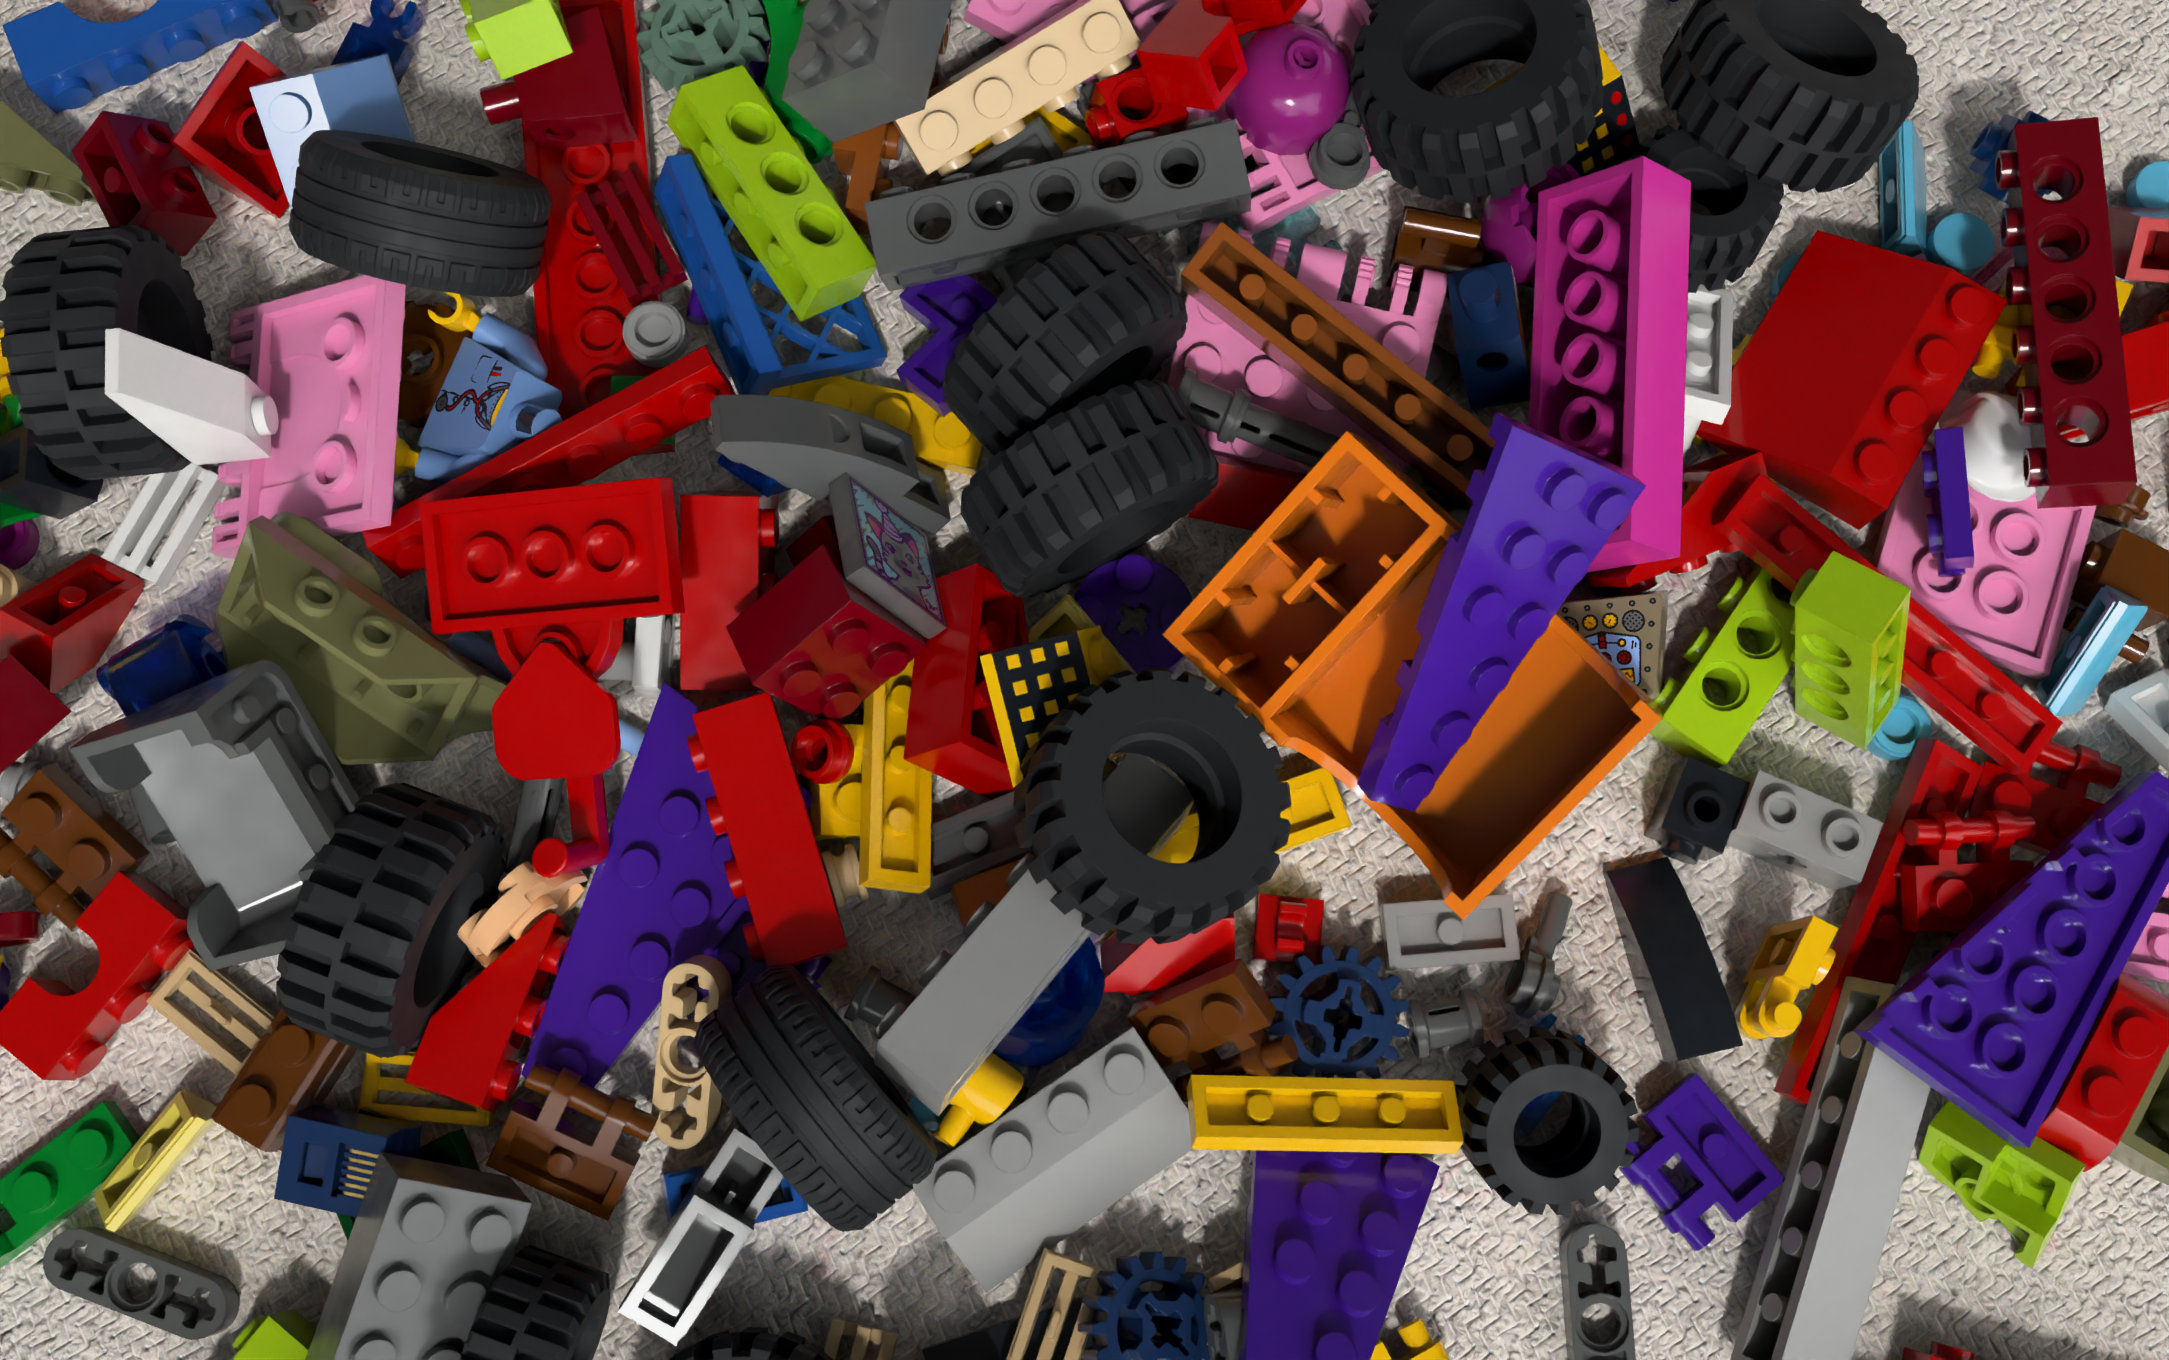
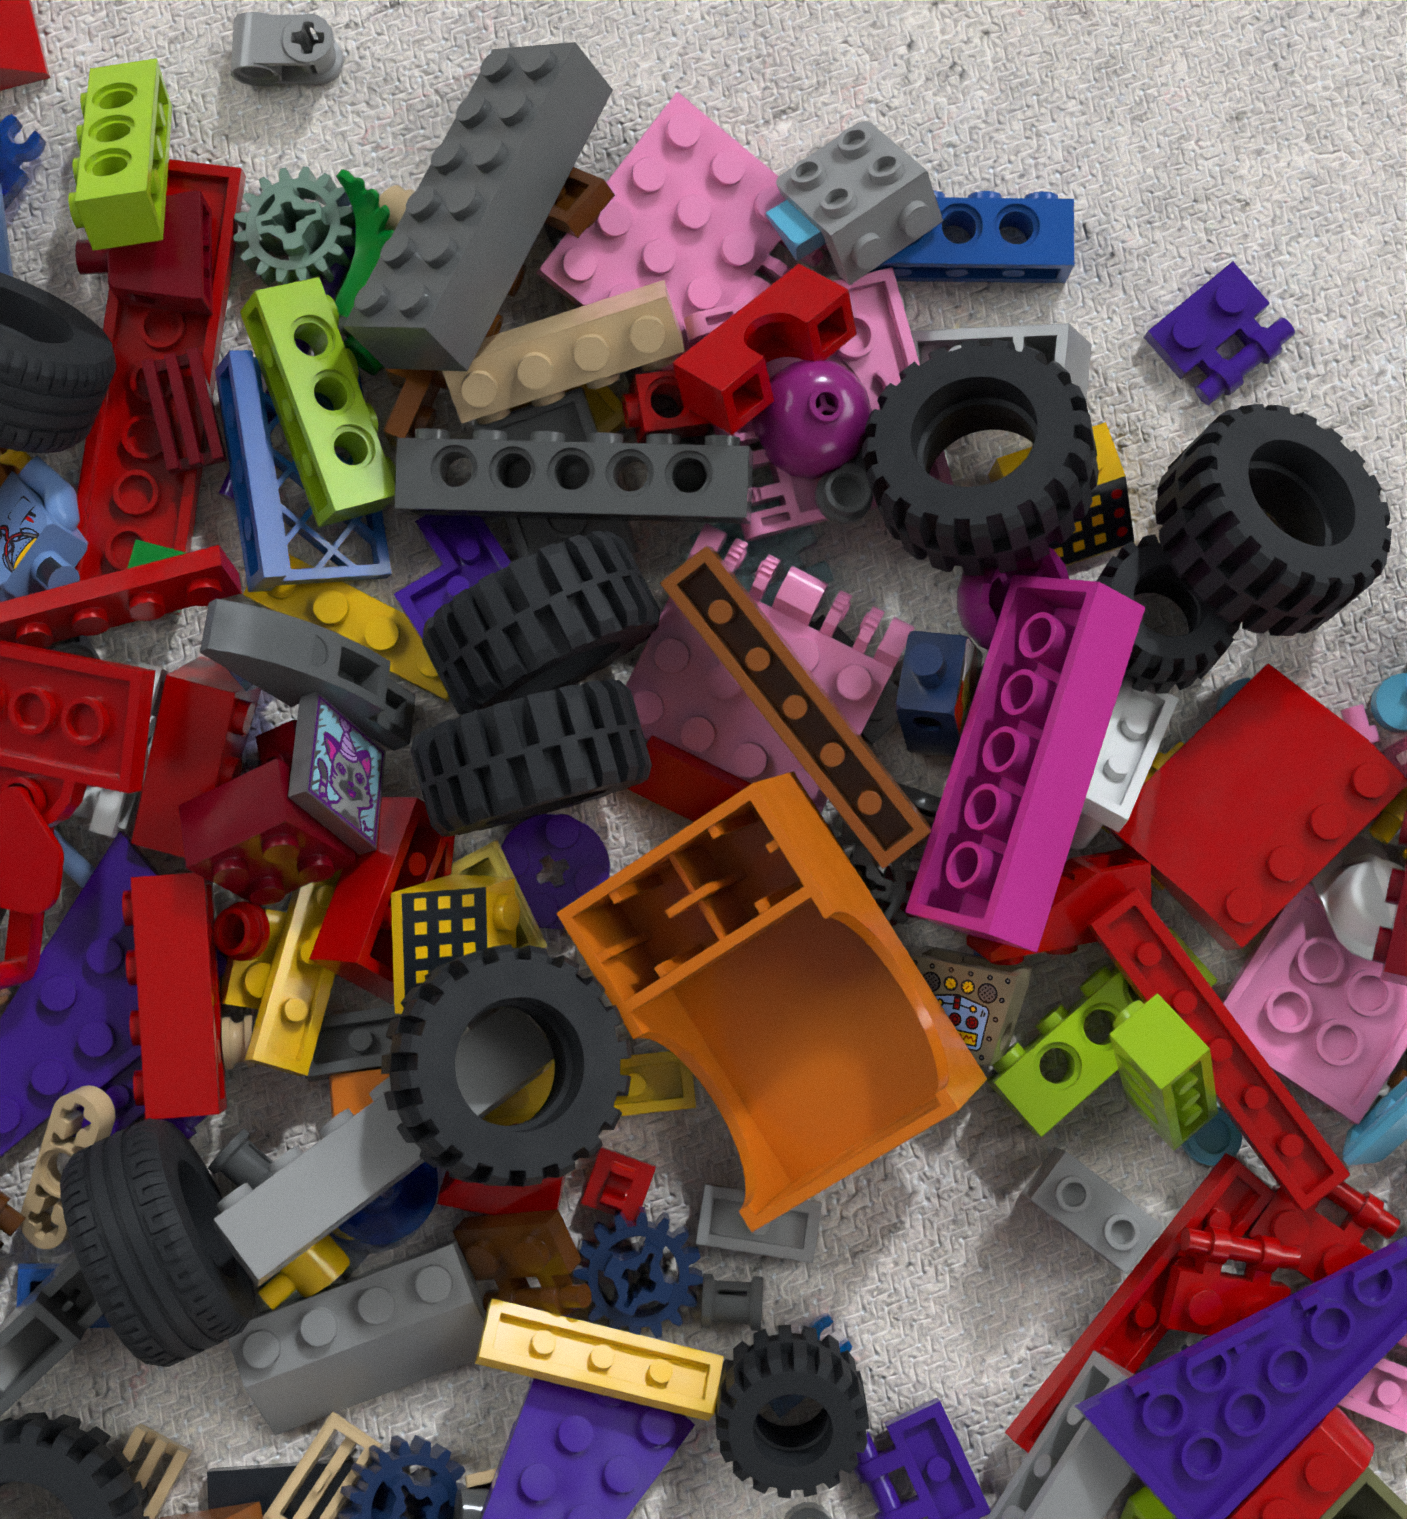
camera: 10 degrees right, 5 degrees up
(655, 334) = (185, 507): light grey tile -> none
(1234, 417) = (683, 713): dark grey pin -> none
(1434, 243) = (914, 594): reddish brown brick -> none
(1500, 581) = (852, 952): dark purple wing -> none
(1532, 978) = (819, 1283): dark grey plate -> none
(1671, 961) = (946, 1296): black slope -> none
(1696, 811) = (1006, 1170): black brick -> none
(1785, 963) = (1041, 1329): yellow plate -> none
(1903, 193) = (1364, 645): medium azure slope -> none
(1947, 486) = (1308, 929): dark purple plate -> none

